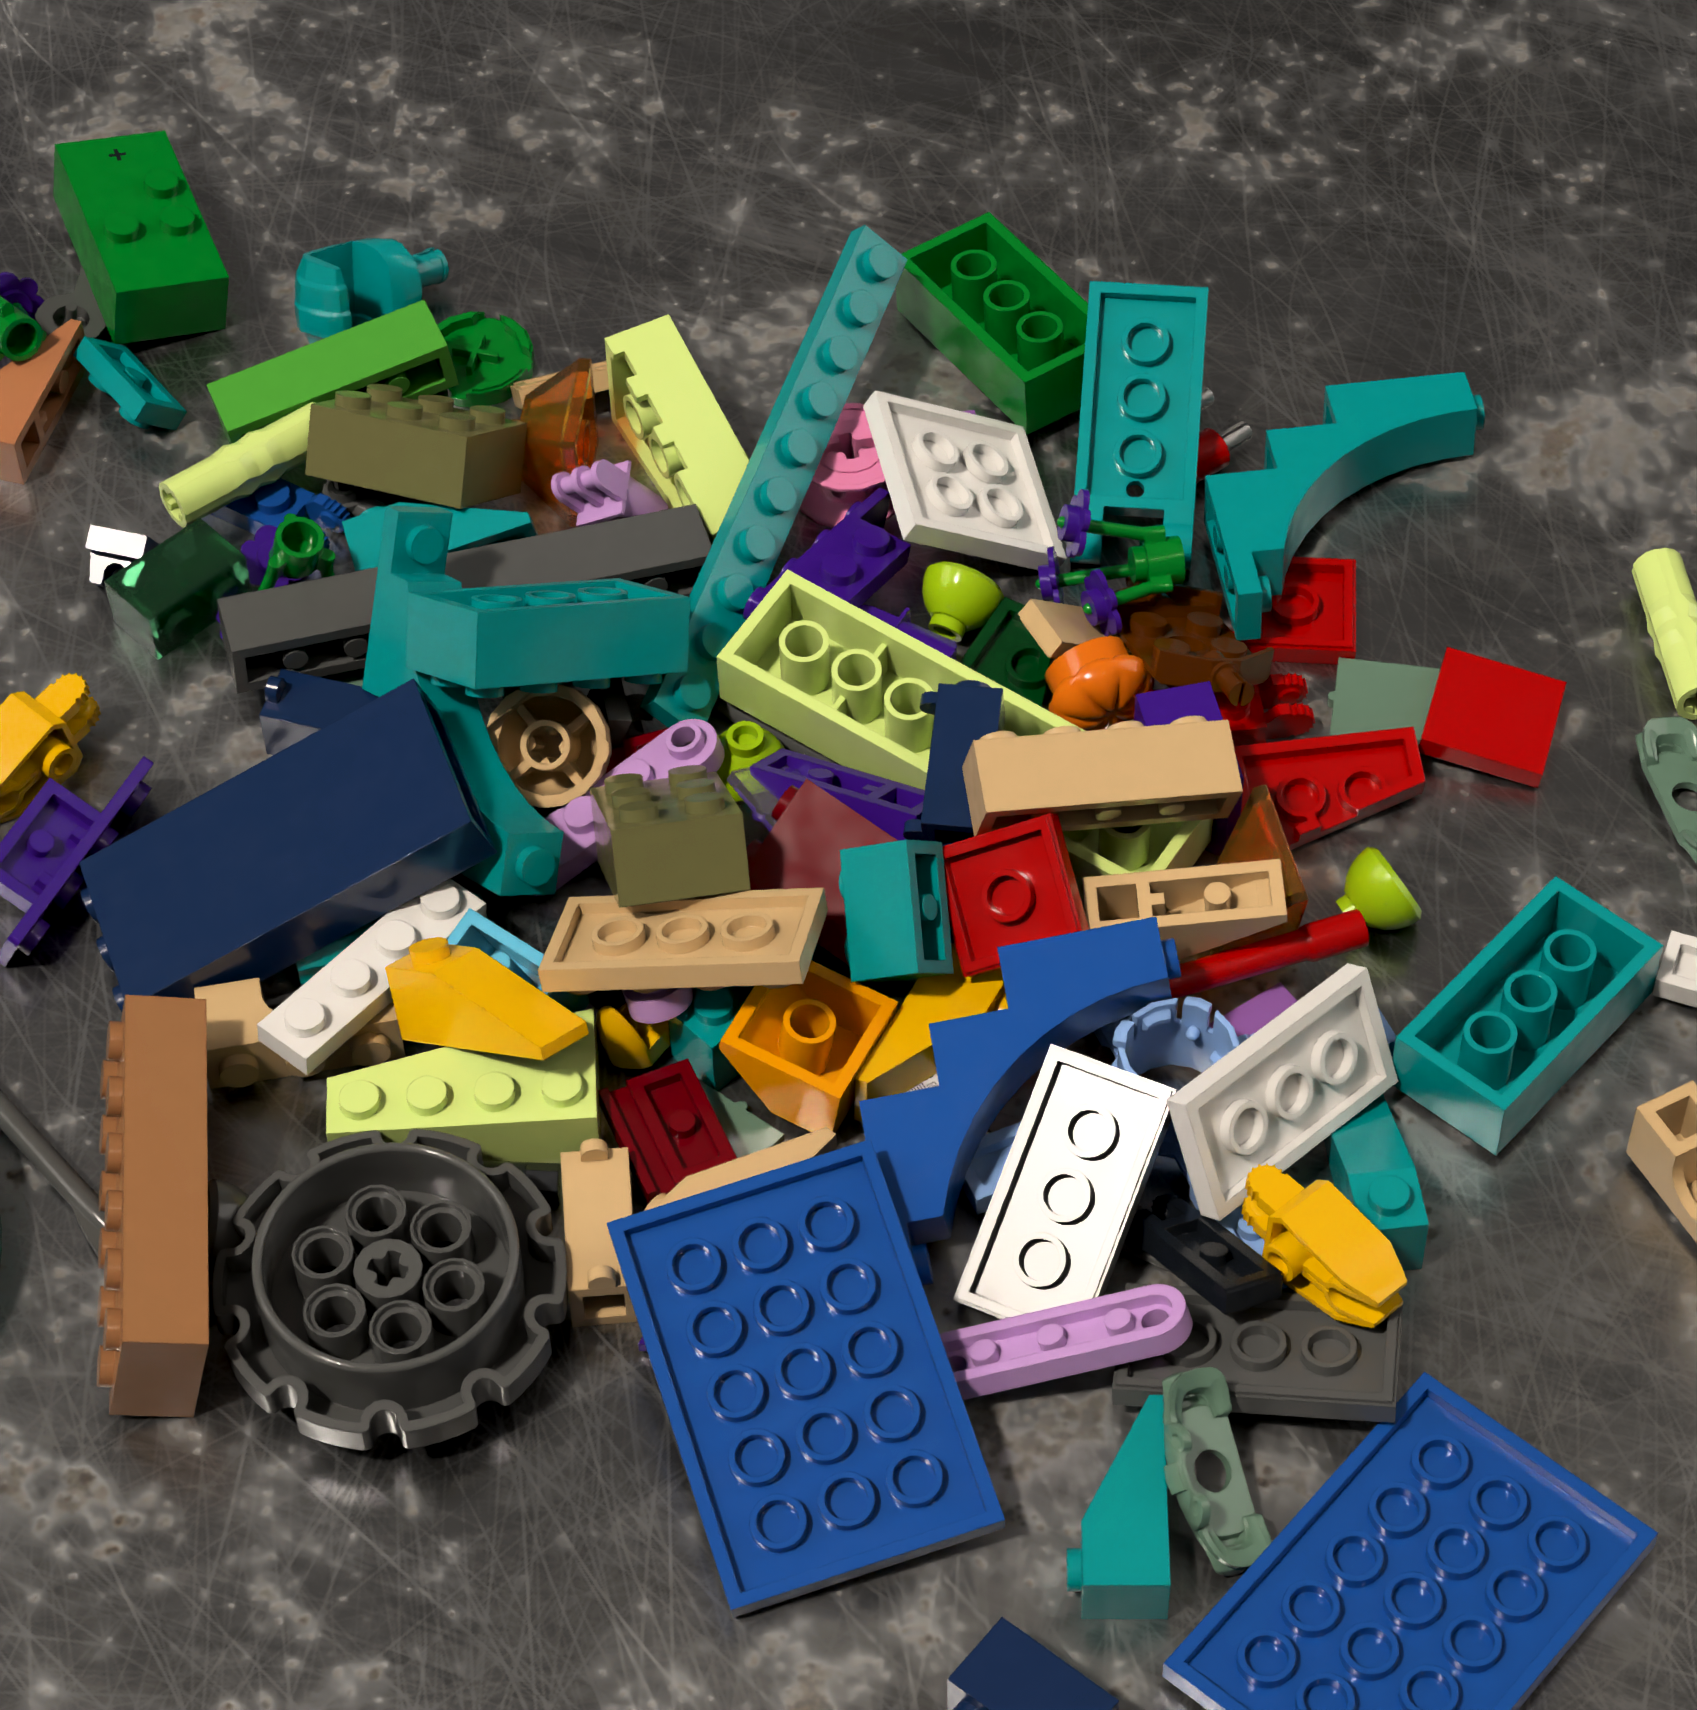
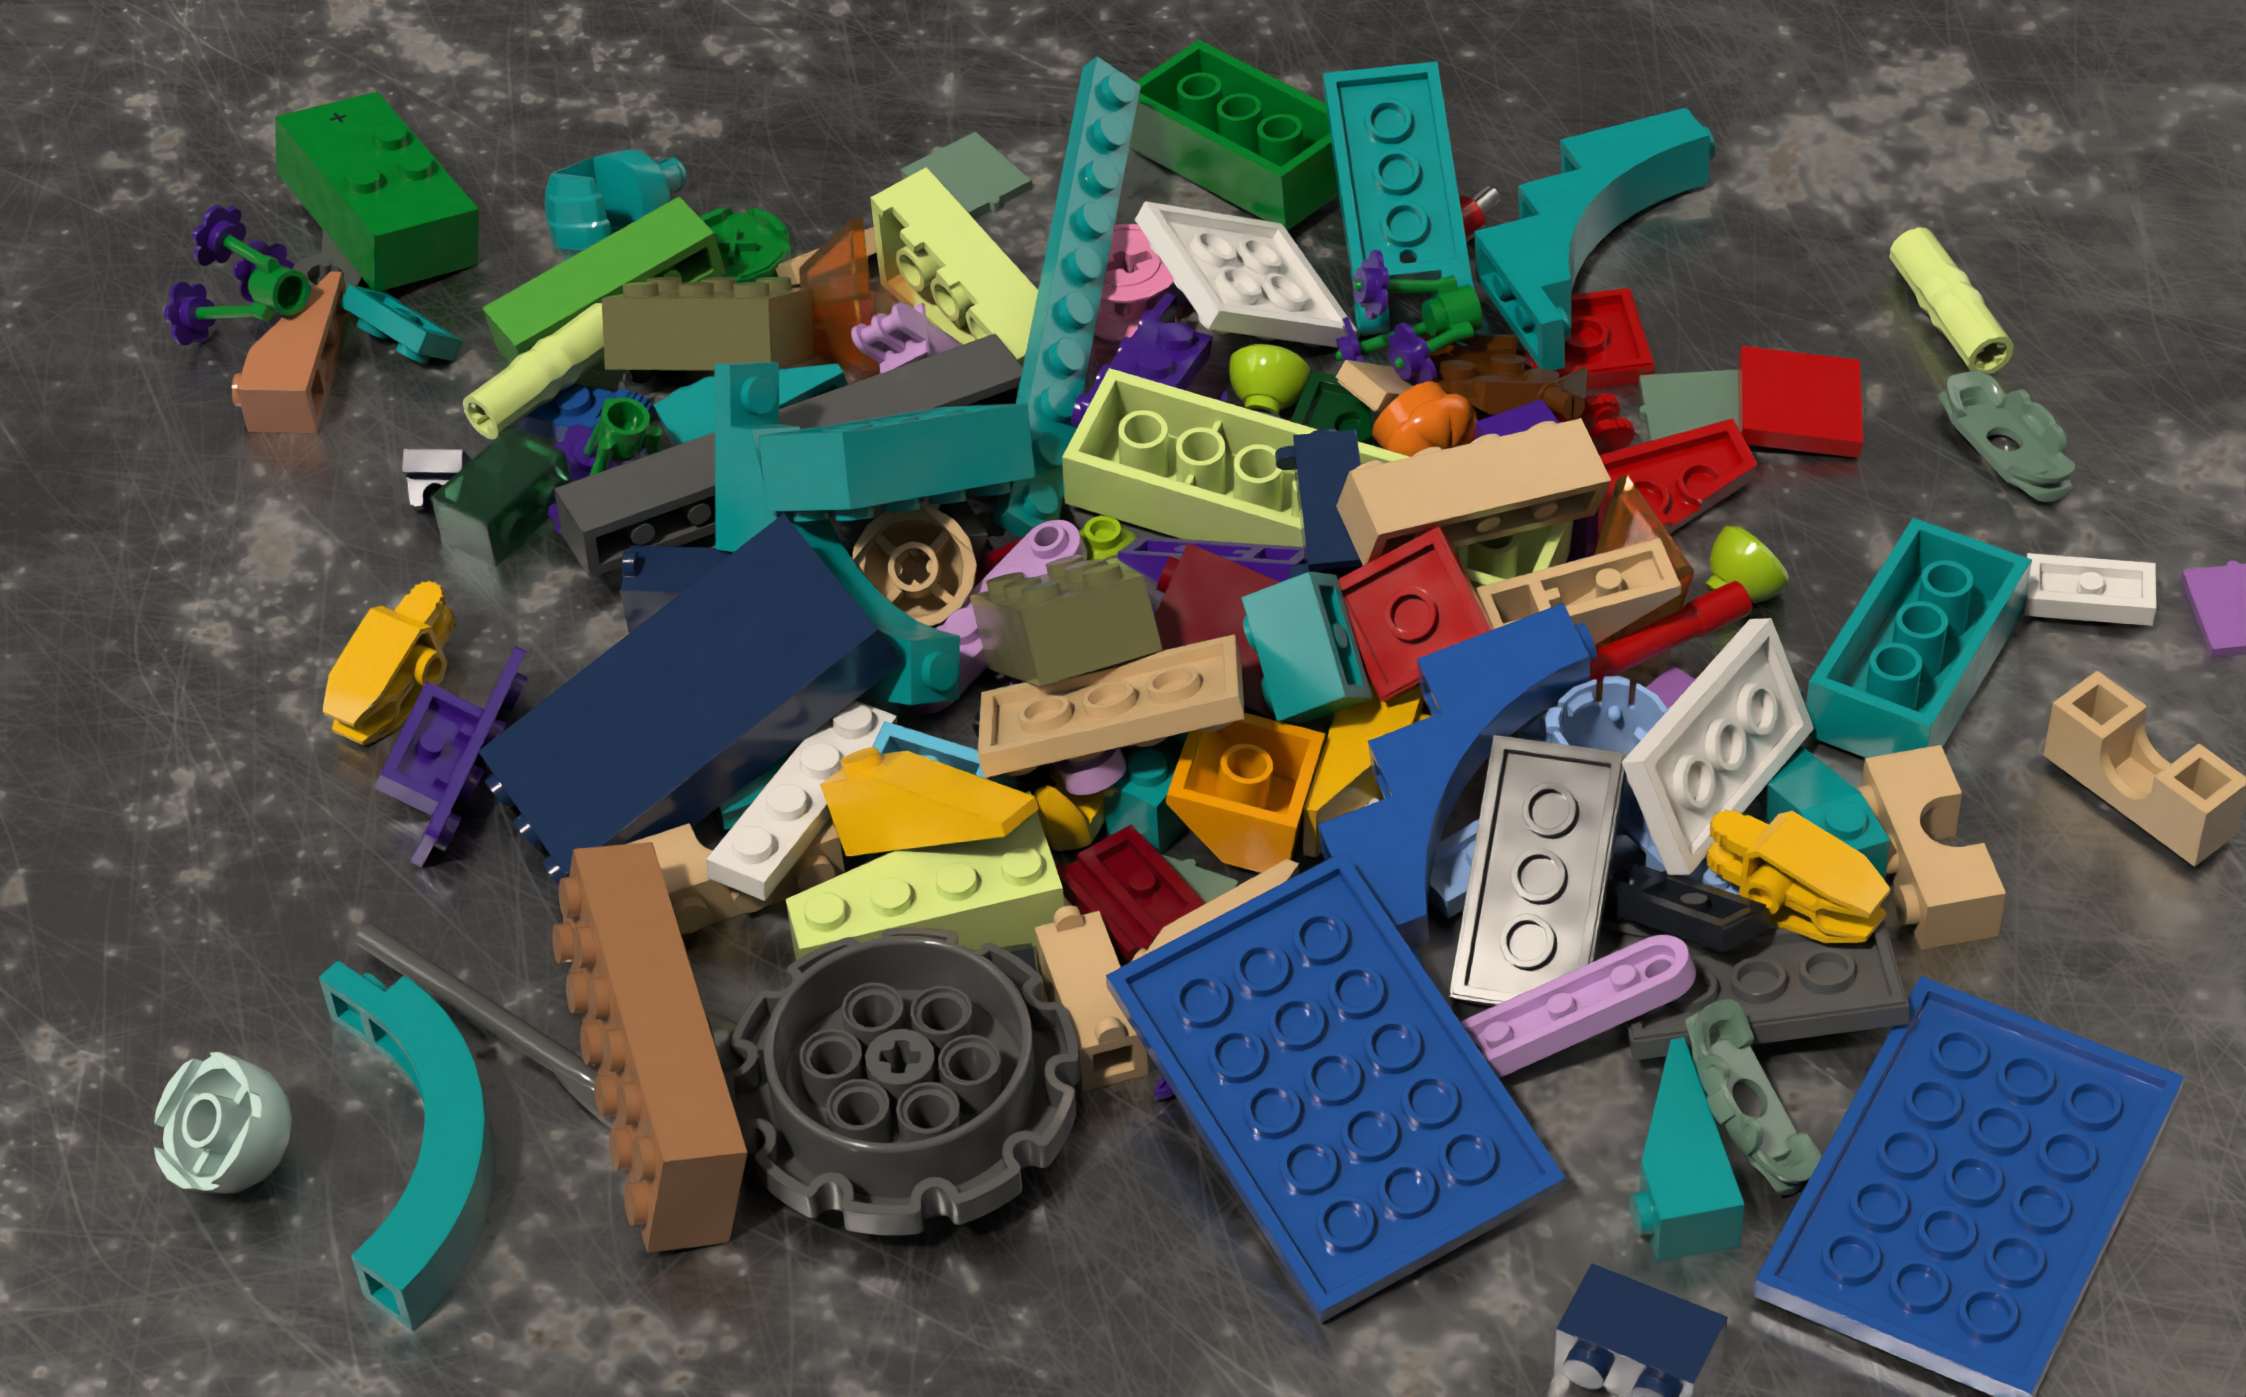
camera: 10 degrees left, 5 degrees down
(726, 319) = (974, 174): none -> sand green piece
(1477, 1282) = (1939, 889): none -> tan arch

